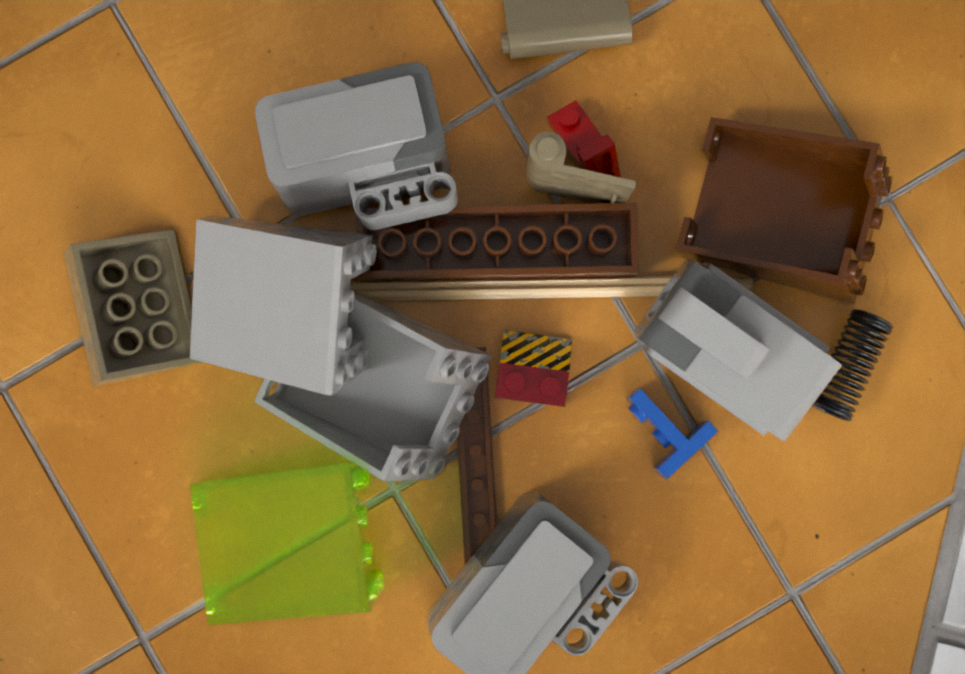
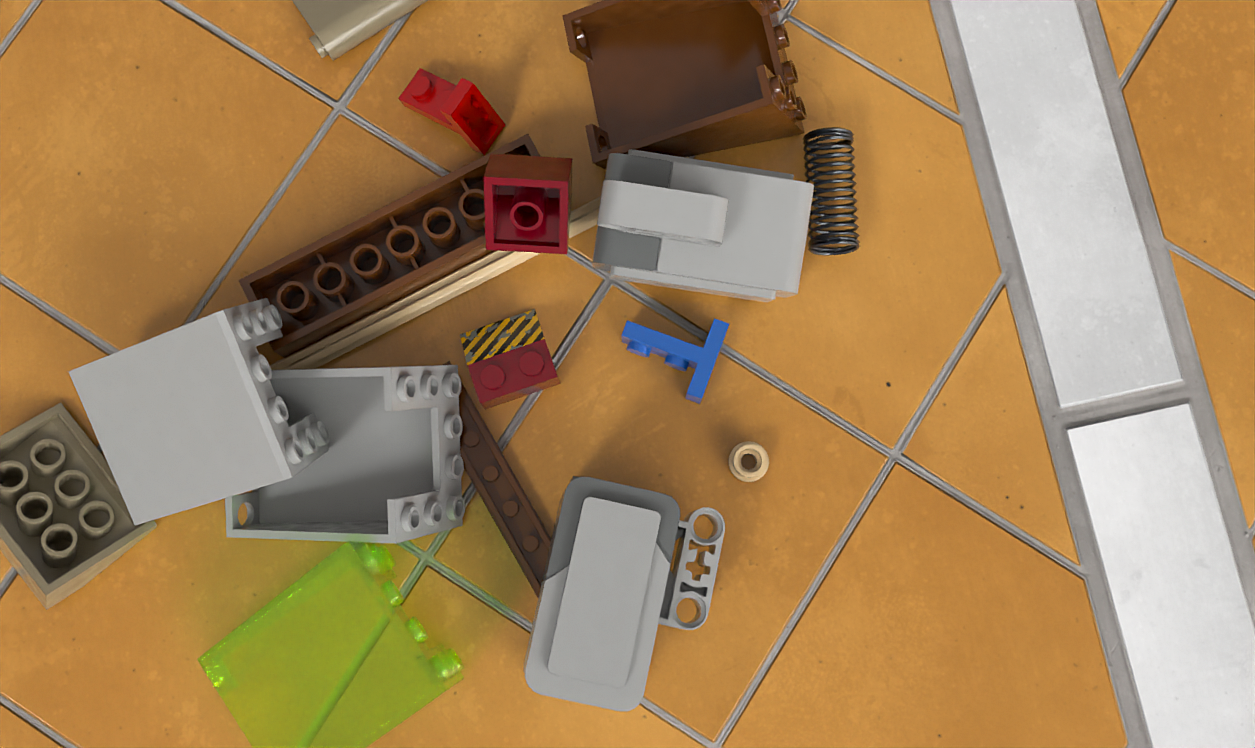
camera: 30 degrees left, 5 degrees down
(360, 146) = (207, 215): light grey piece -> none
(549, 175) = (444, 141): dark tan door -> none
(611, 262) = (528, 203): none -> dark red slope
(688, 542) = (760, 456): none -> tan plate

